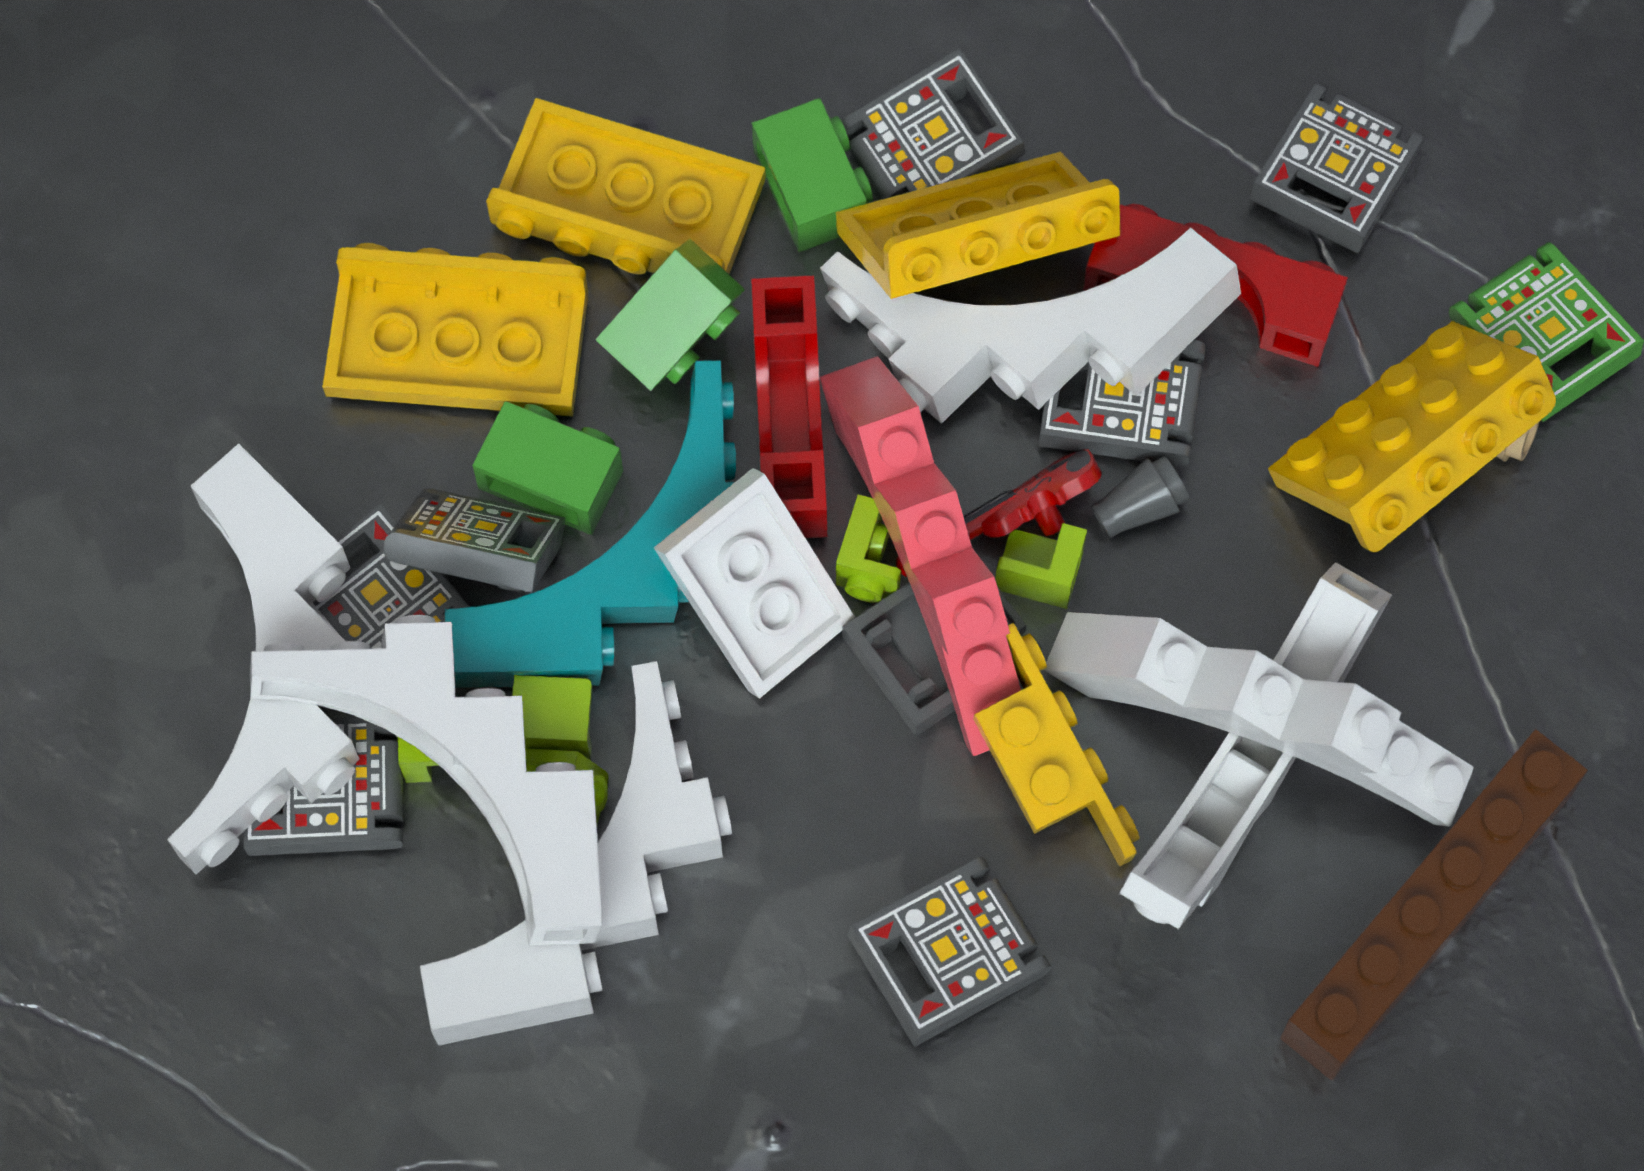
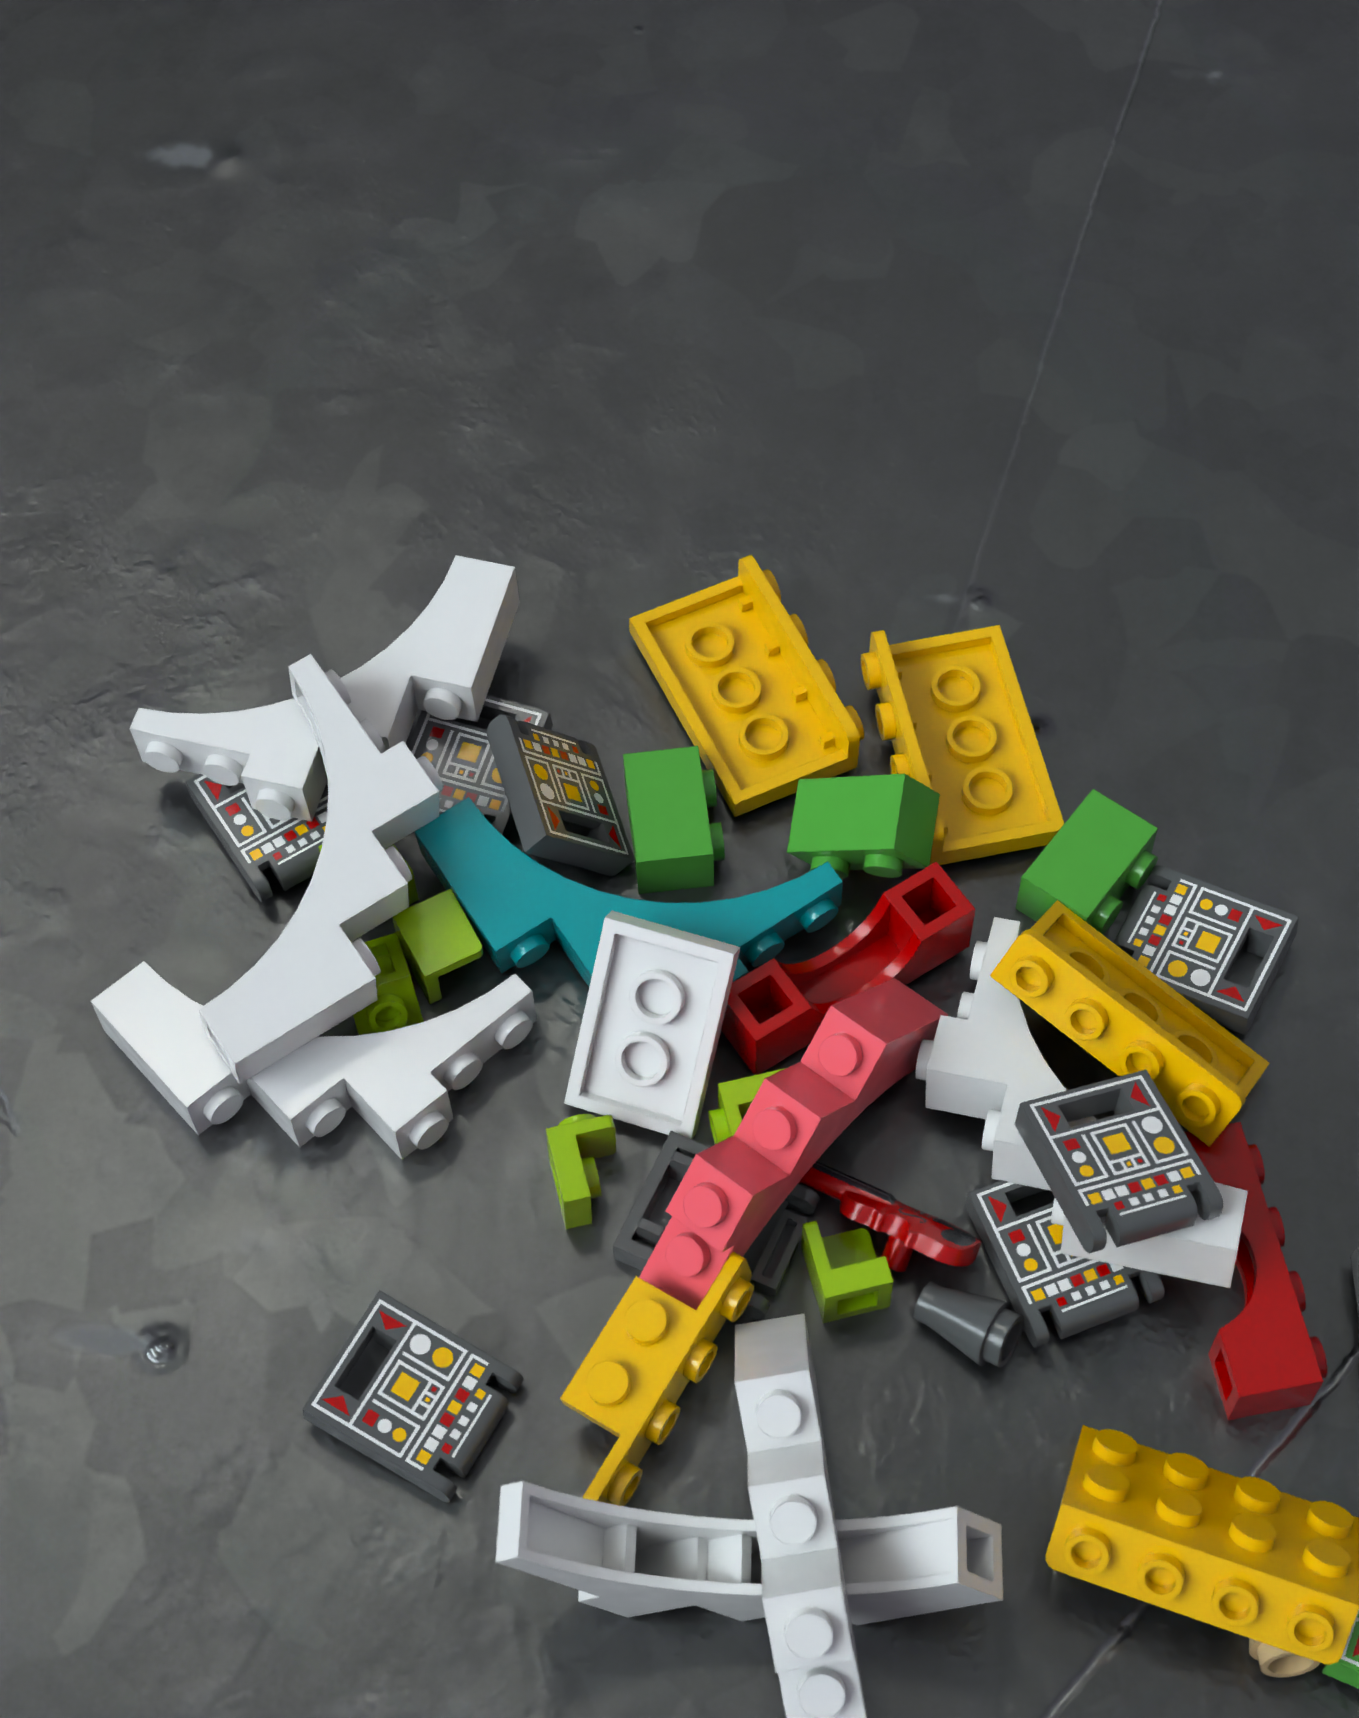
camera: 60 degrees right, 10 degrees down
(833, 724) = (571, 1156): none -> lime bracket
(1123, 302) = (1120, 1167): none -> dark grey container

